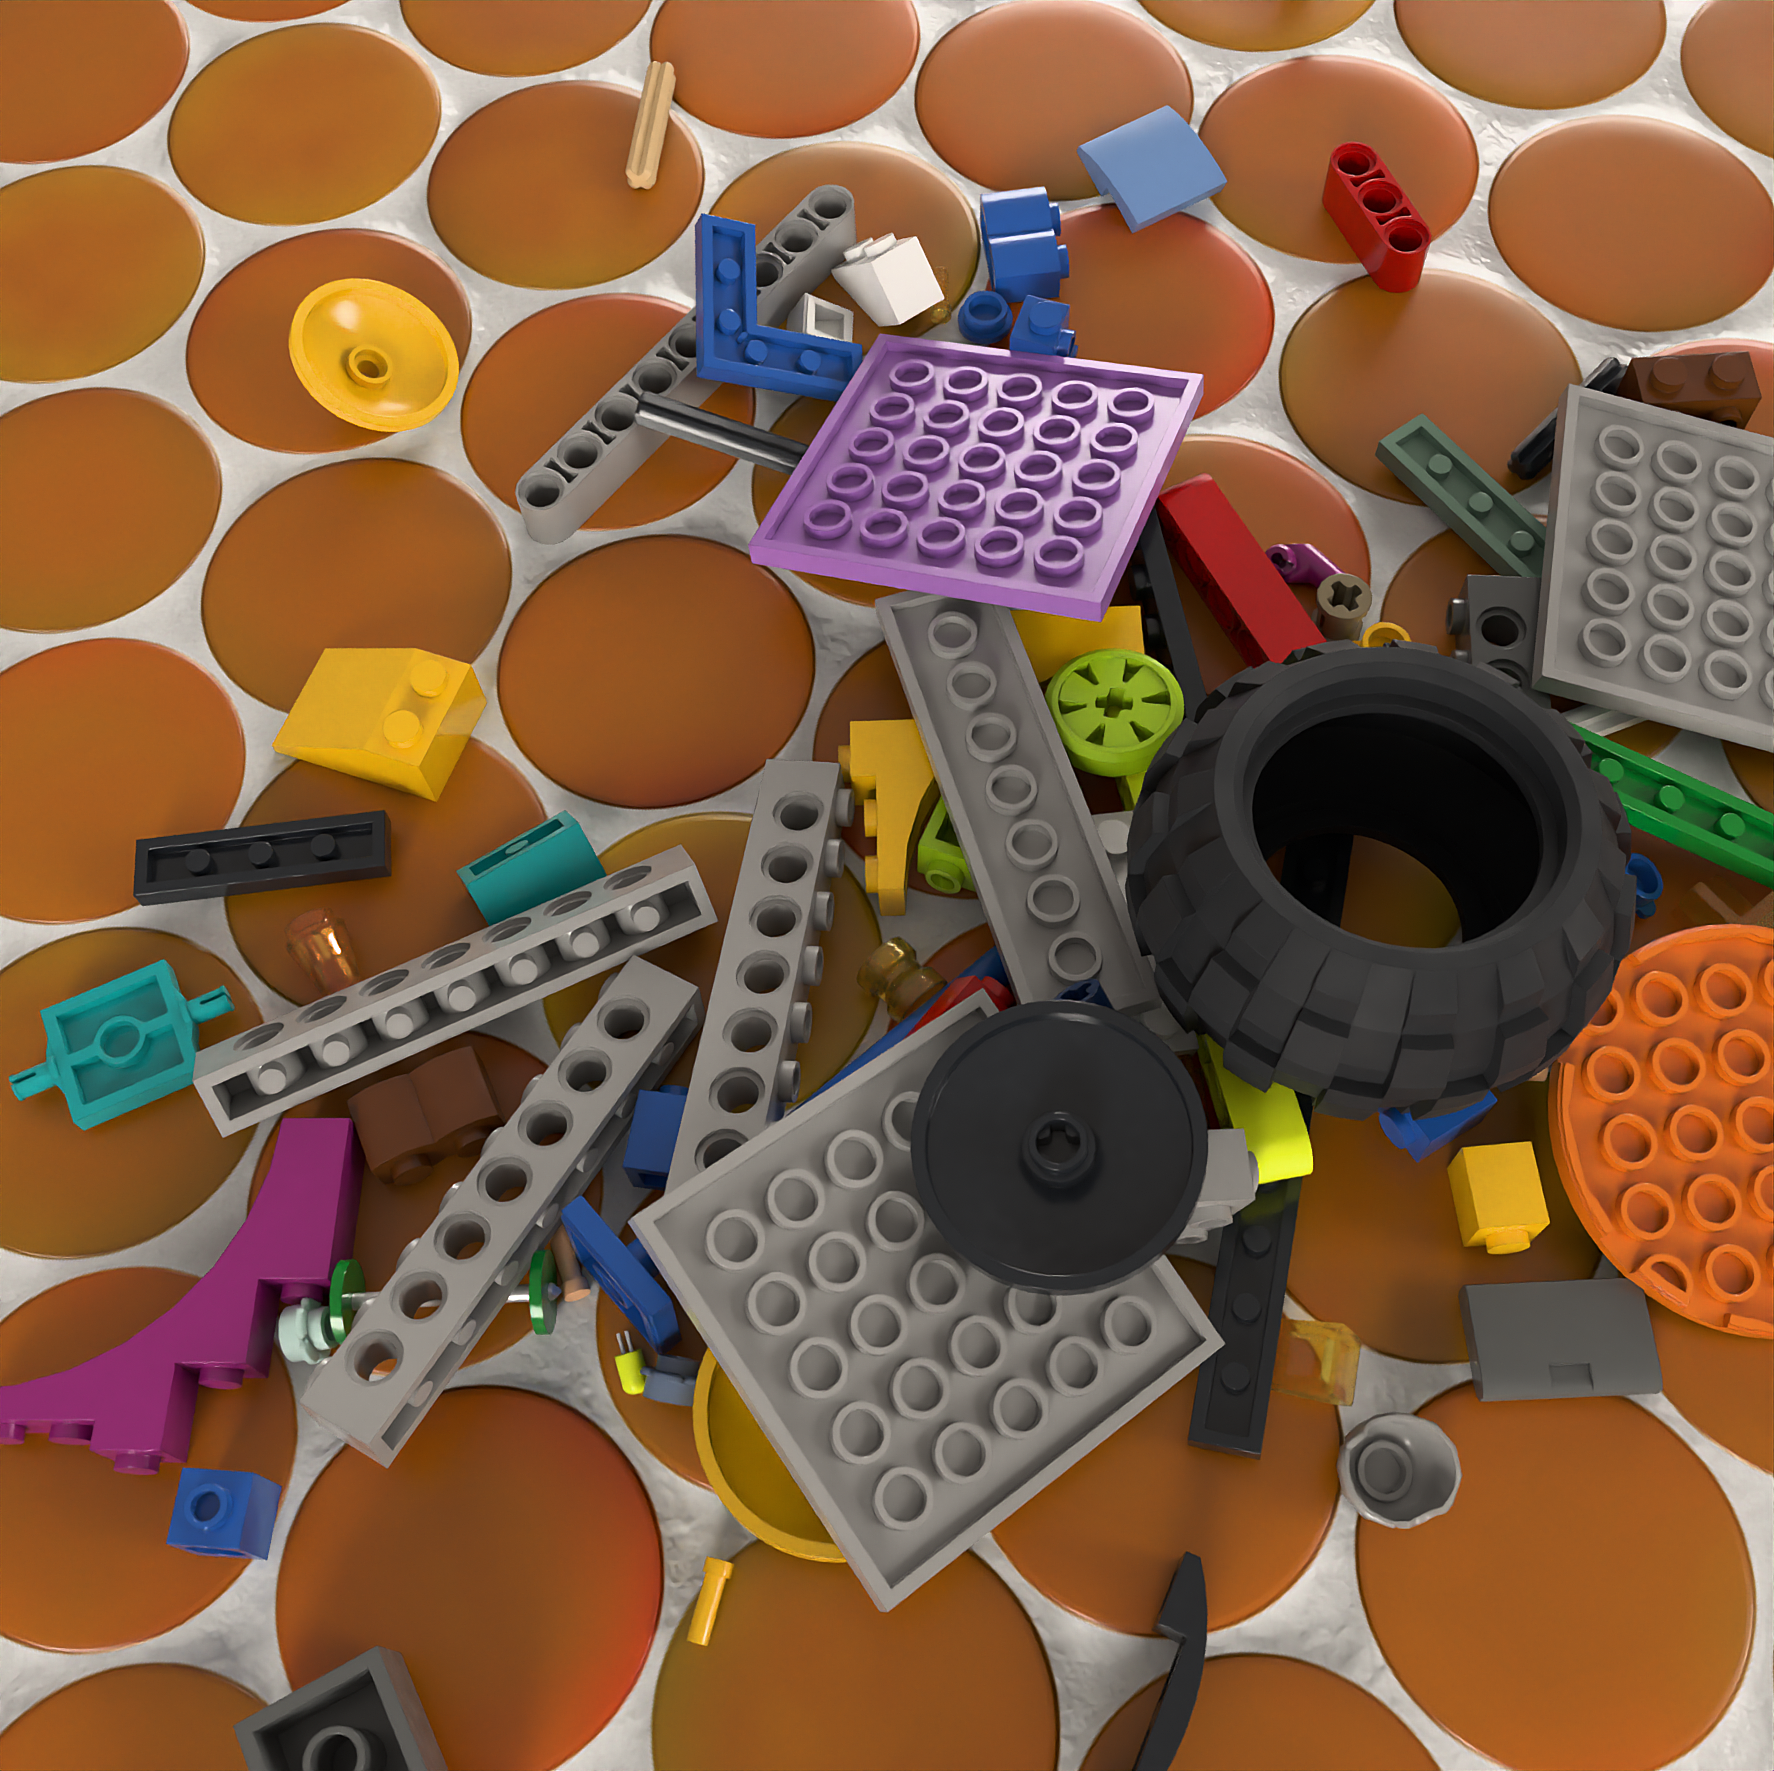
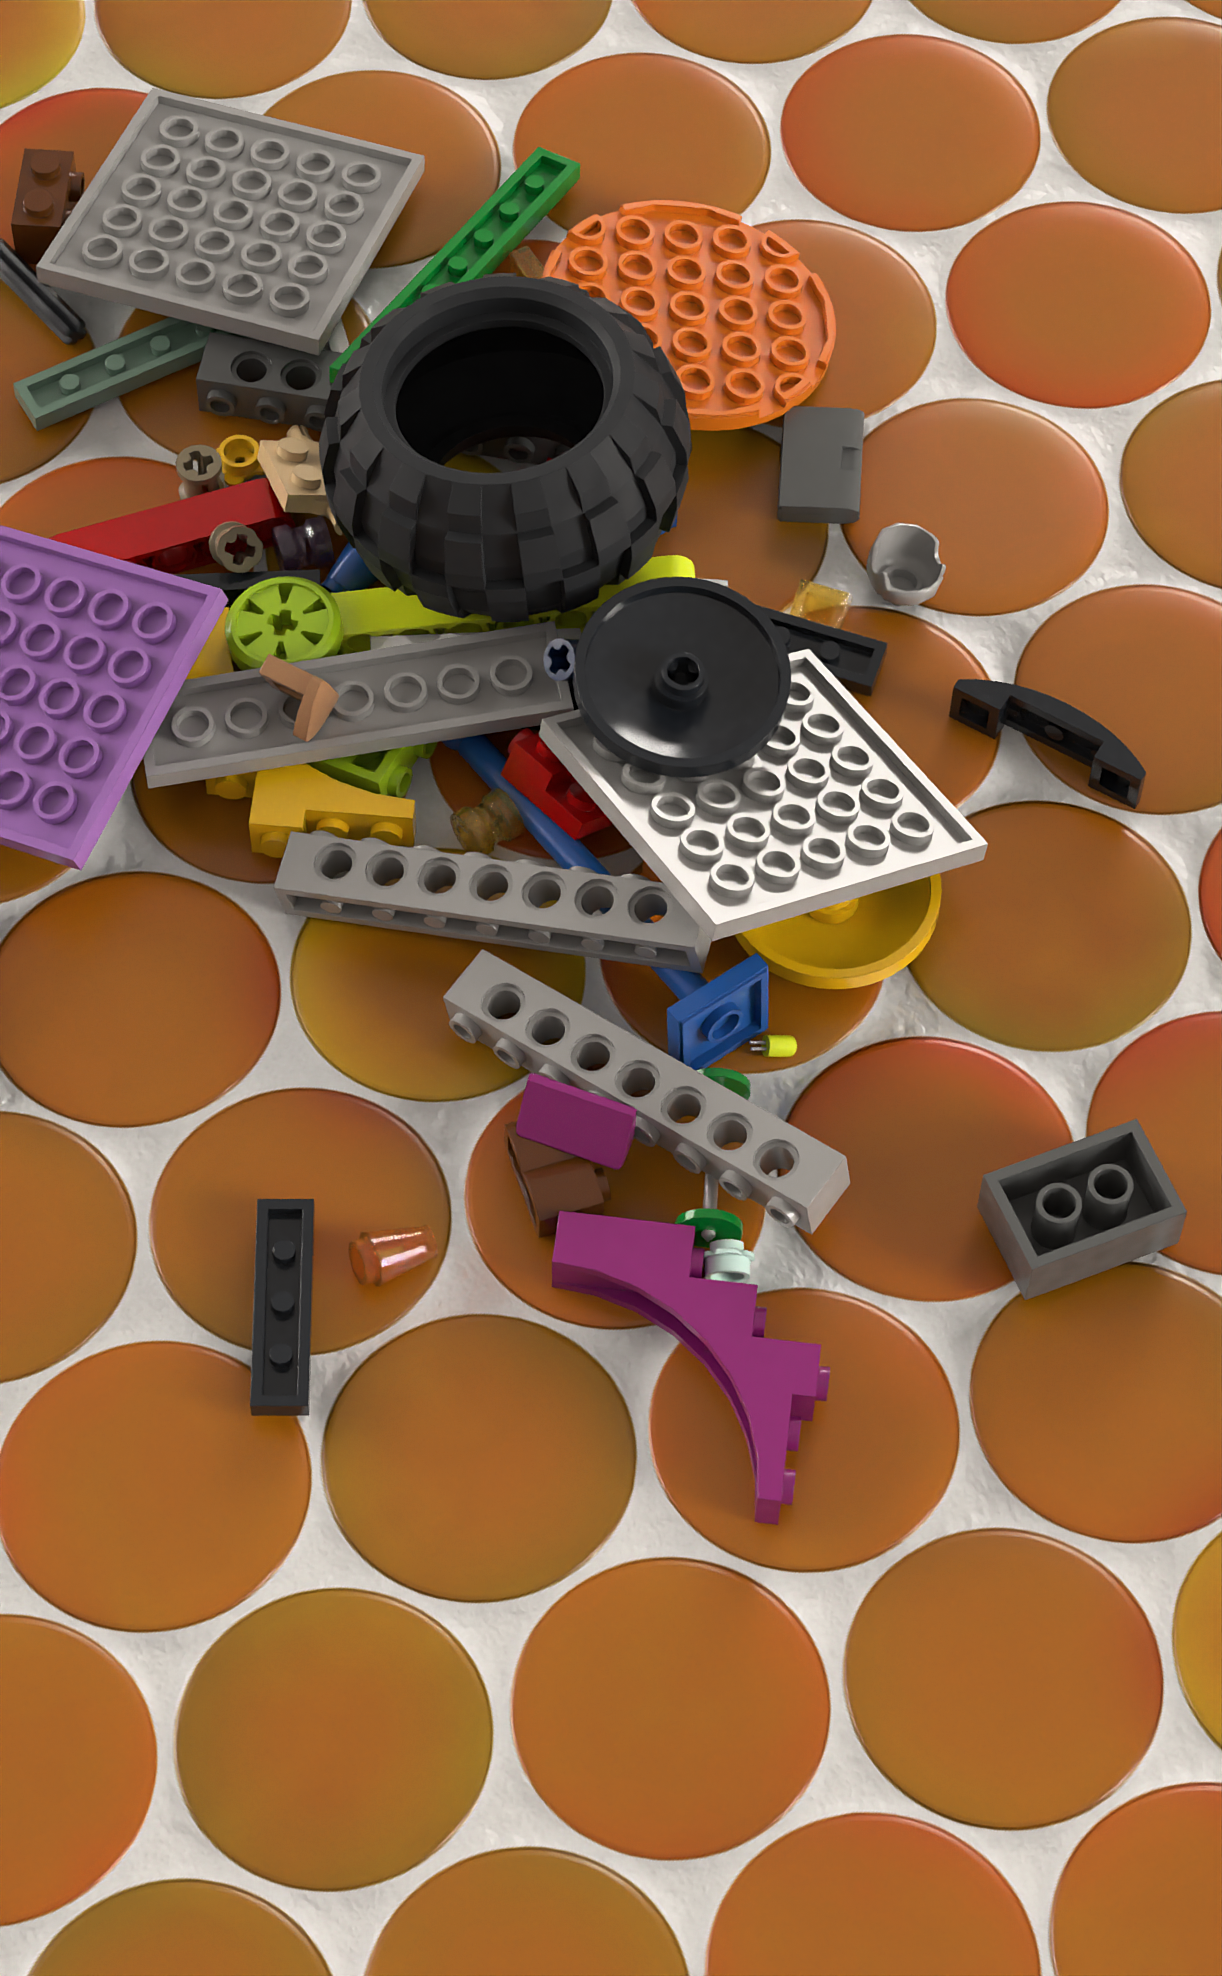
camera: 90 degrees left, 5 degrees down
(121, 1044) = (450, 1415): teal plate -> none
(224, 1514) = (869, 1313): blue brick -> none
(385, 717) = (149, 1208): yellow slope -> none
(450, 990) = (448, 1141): light grey brick -> none
(453, 1119) = (576, 1121): none -> magenta slope
(532, 869) = (334, 1091): teal panel -> none
(654, 1136) = (604, 988): blue brick -> none
(671, 1379) = (794, 1006): sand blue plate -> none
(709, 1599) = (954, 1003): yellow piece -> none
(993, 723) = (314, 693): none -> medium nougat tile
(1226, 640) = (228, 533): none -> dark tan bush
(1301, 563) = (145, 491): magenta arm -> none
(1498, 1196) = (719, 474): yellow brick -> none

